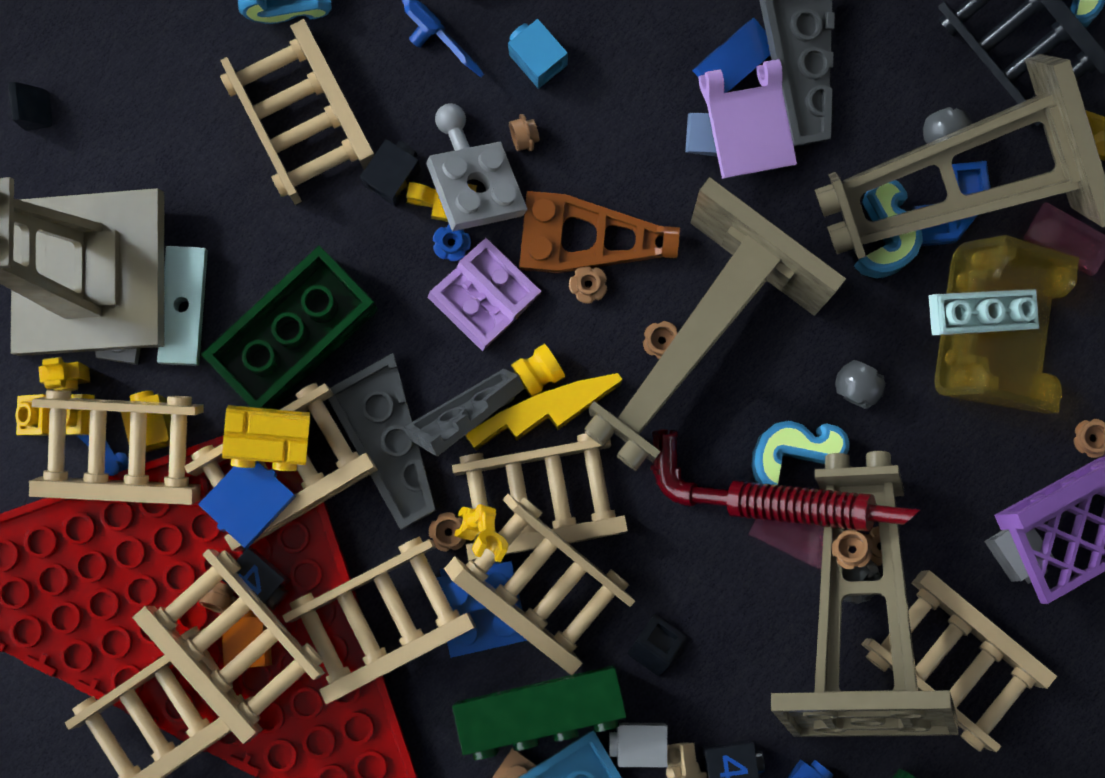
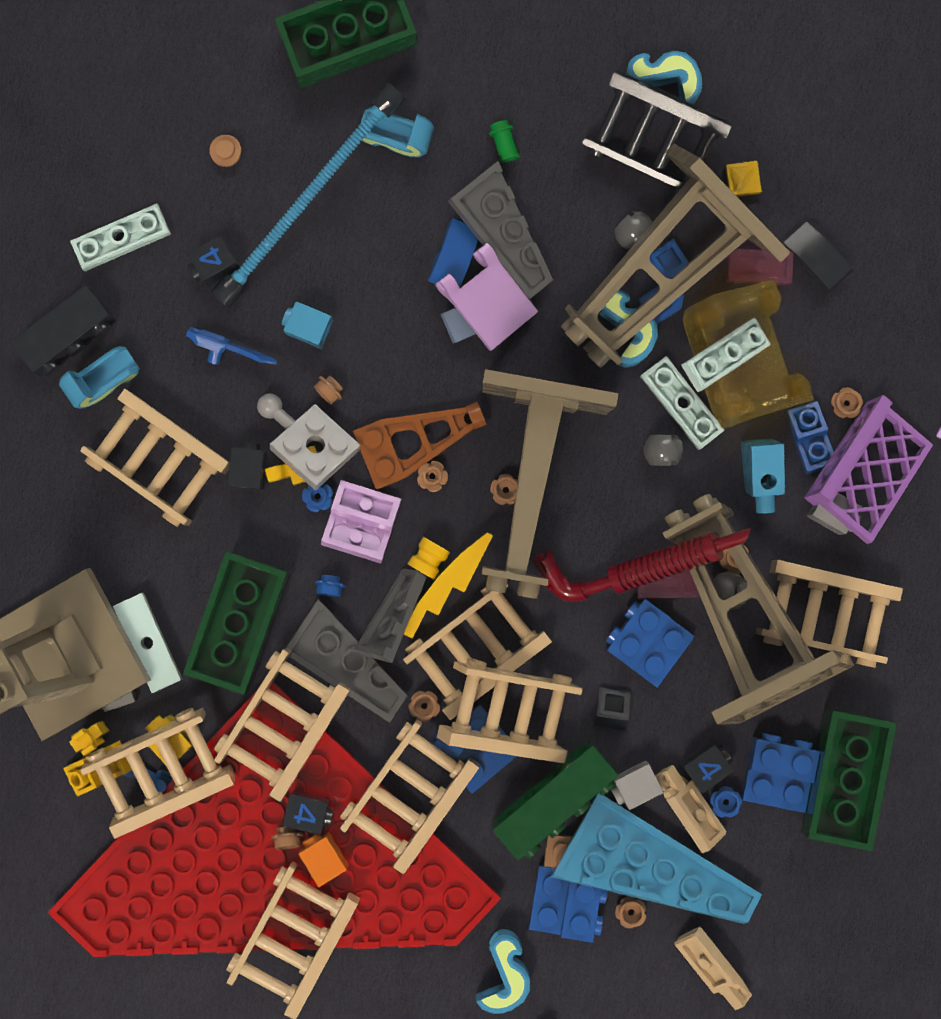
camera: 30 degrees left, 5 degrees up
(188, 653) = (320, 902): tan fence -> none
(247, 502) = (271, 761): blue piece -> none
(265, 436) = (262, 710): yellow brick -> none
(413, 346) = (329, 586): none -> blue plate
(482, 520) = (445, 689): yellow piece -> none
(736, 589) = (648, 641): none -> blue plate
(797, 442) = (637, 515): animal -> none
(851, 538) = (710, 570): medium nougat plate -> none
(913, 369) = (670, 386): none -> light aqua tile
(966, 448) = (760, 459): none -> dark azure torso
(1033, 454) = (810, 436): none -> blue slope

